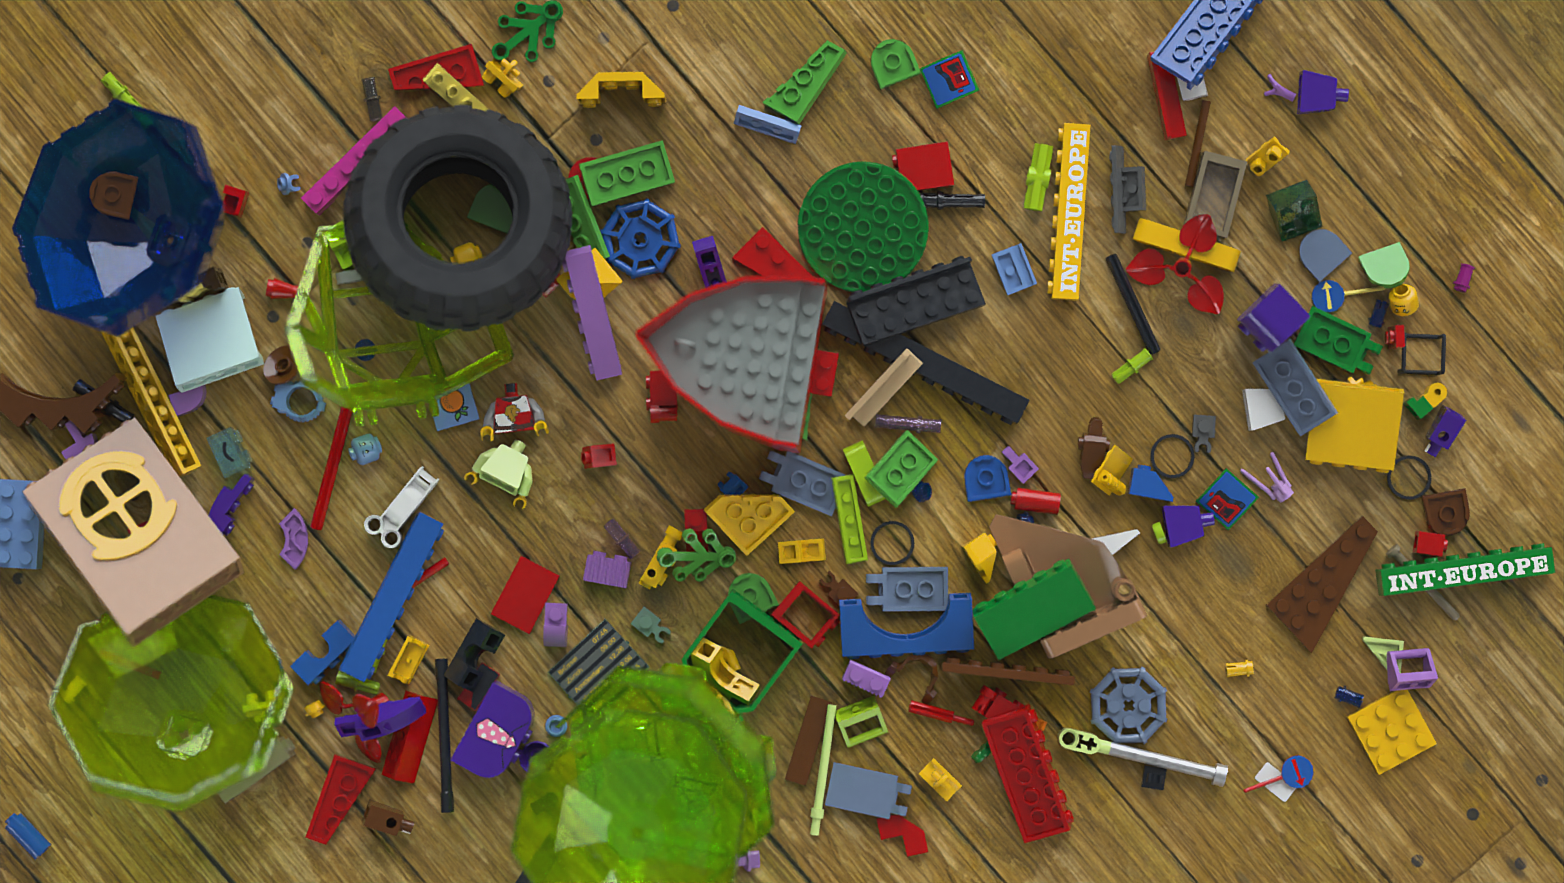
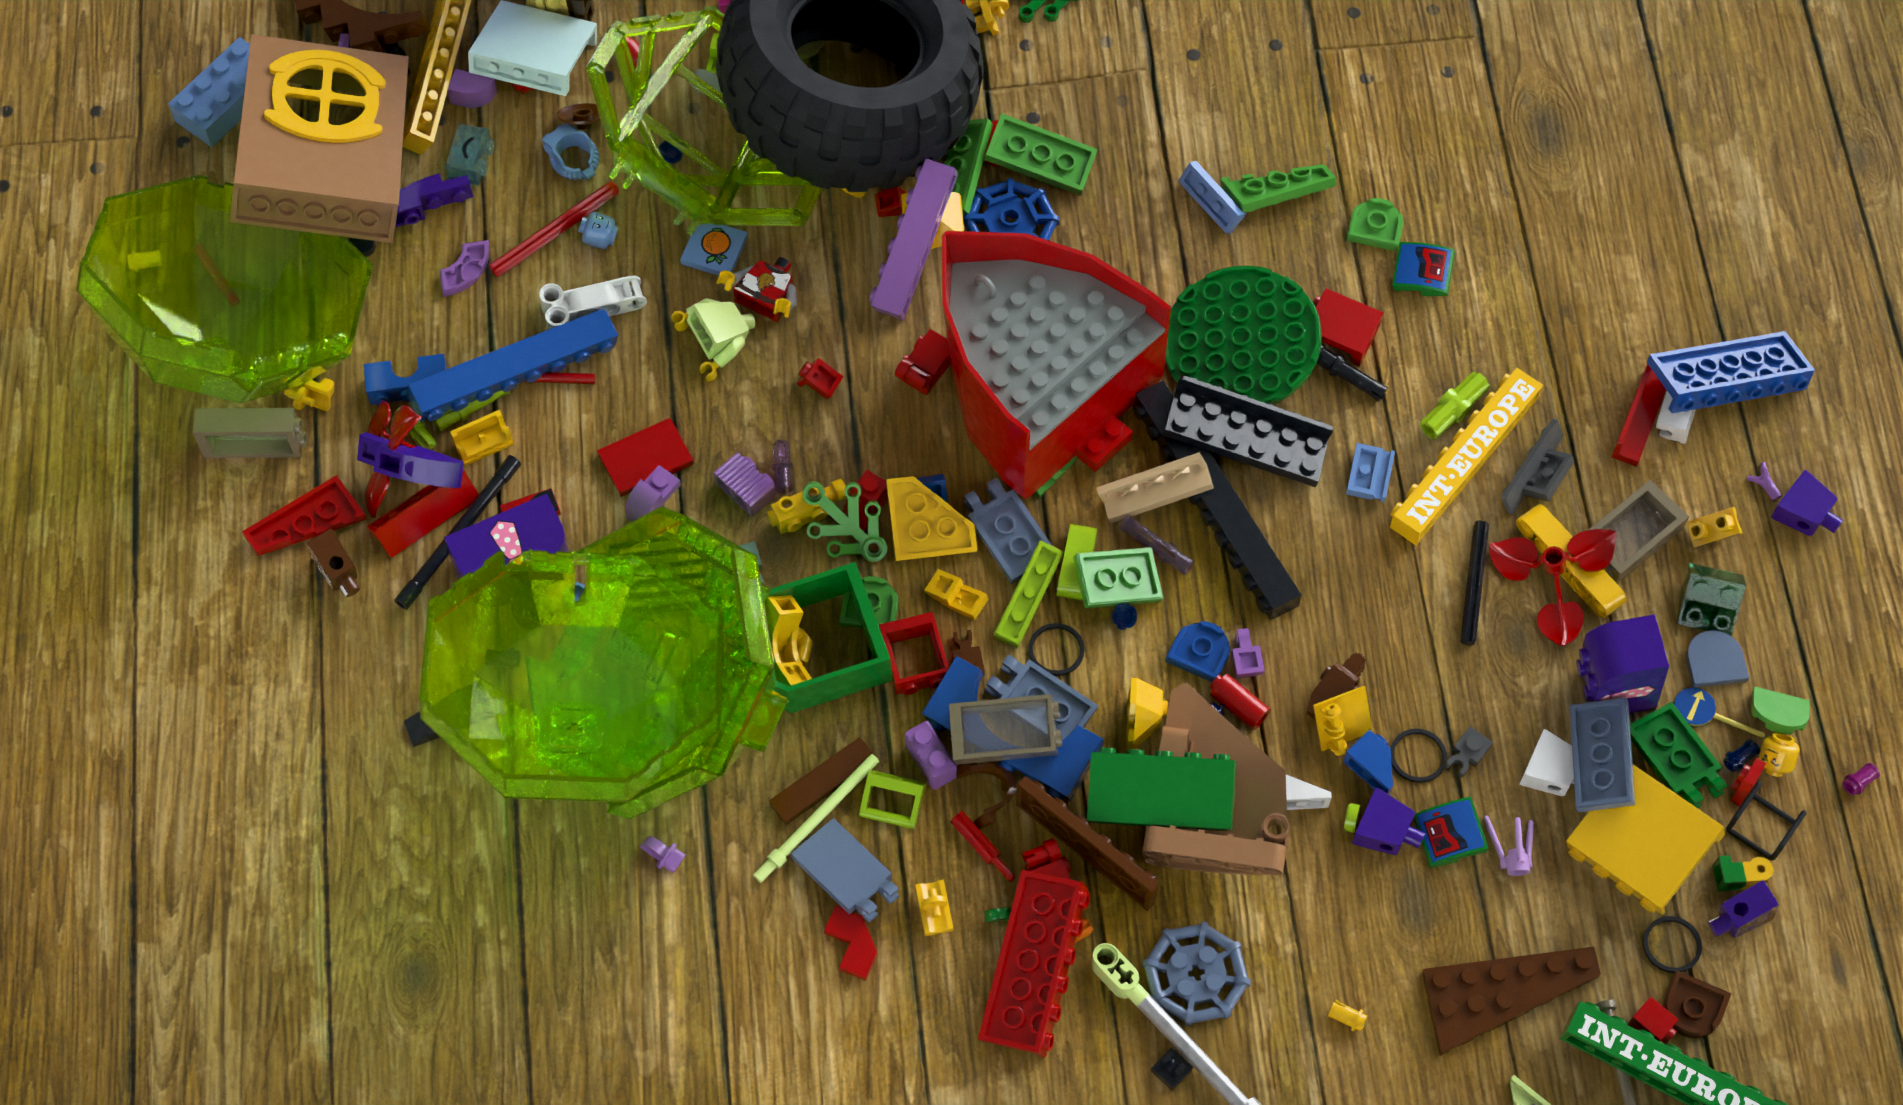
camera: 35 degrees right, 25 degrees down
(314, 709) = (353, 424): yellow plate -> none
(463, 667) = (531, 478): black arch -> none
(591, 92) = (1089, 69): yellow slope -> none
(906, 637) = (1004, 729): none -> window
(1132, 366) = (1433, 638): lime axle -> none
(1196, 150) = (1649, 474): reddish brown bar -> none

